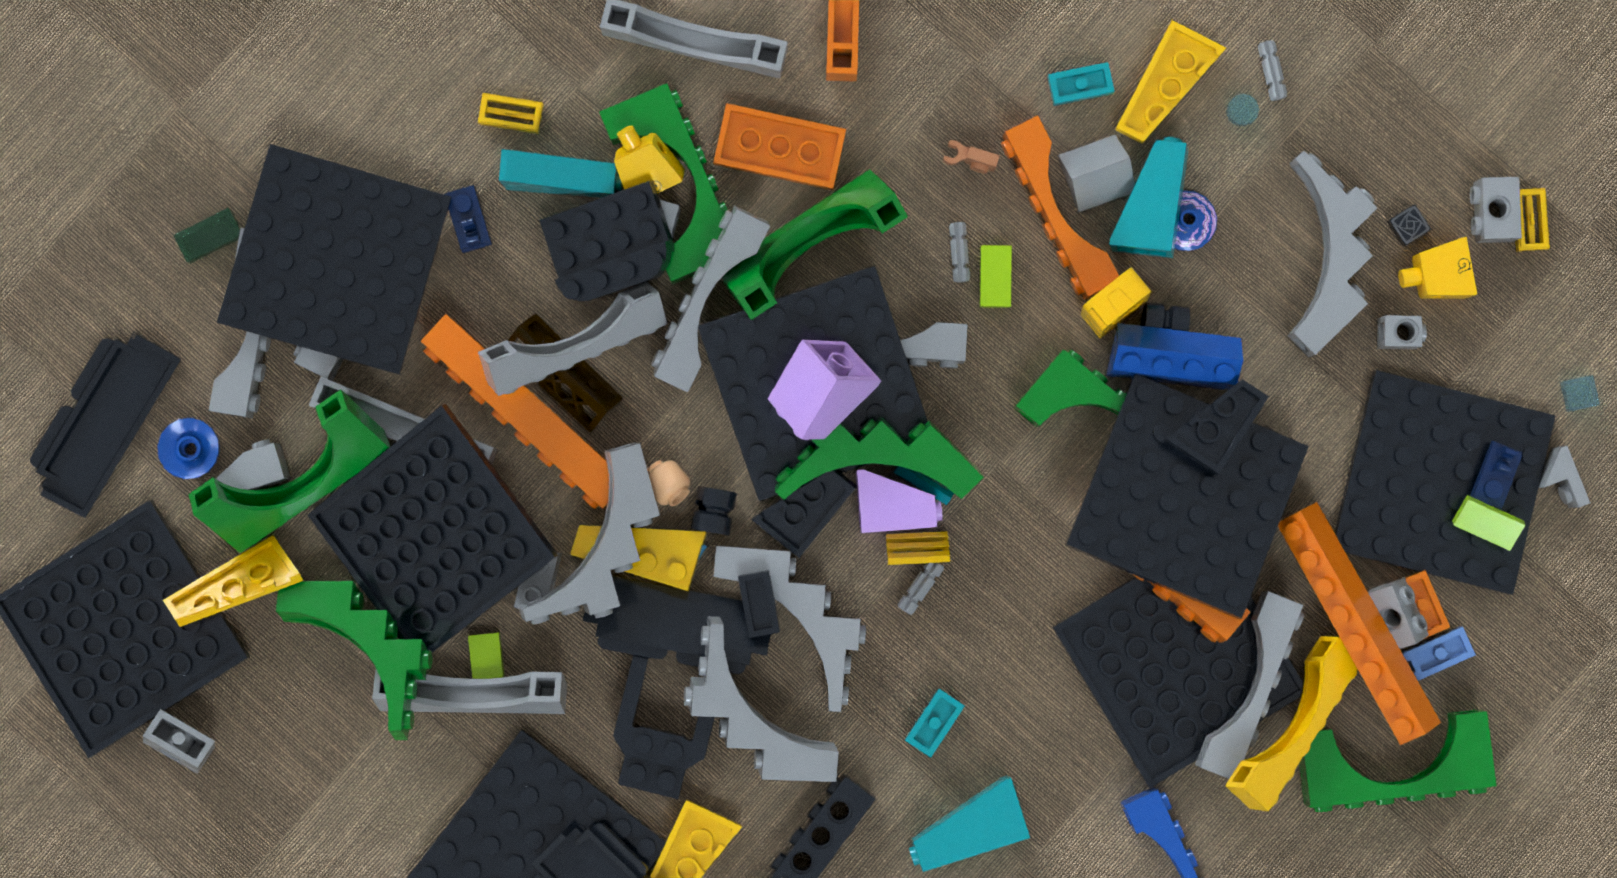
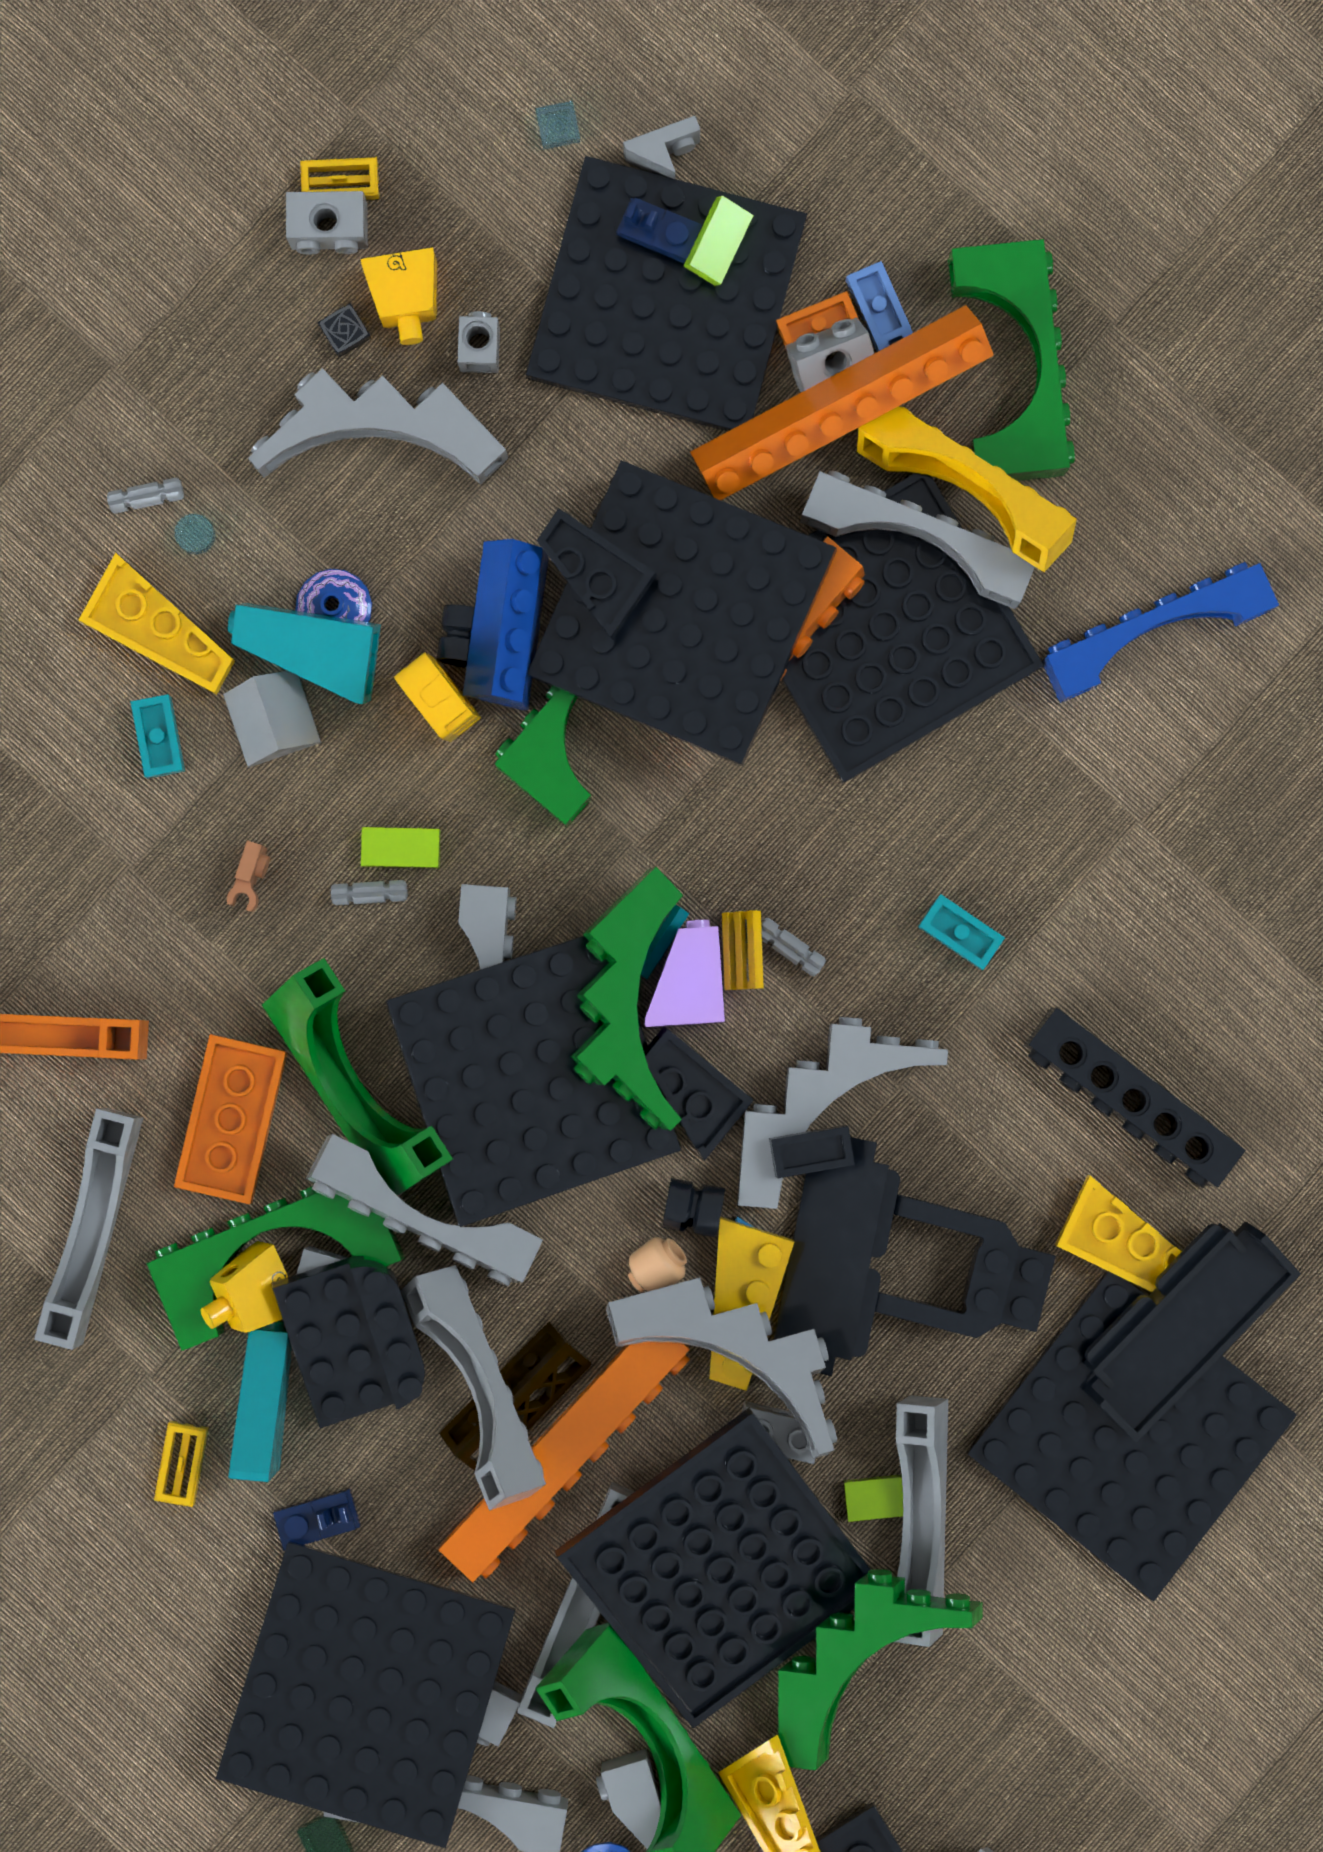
camera: 85 degrees left, 0 degrees up
(780, 753) = (997, 1130): light grey arch -> none
(821, 387) = (540, 1070): lavender slope -> none
(975, 827) = (1092, 884): teal slope -> none
(1030, 149) = (242, 800): orange arch -> none

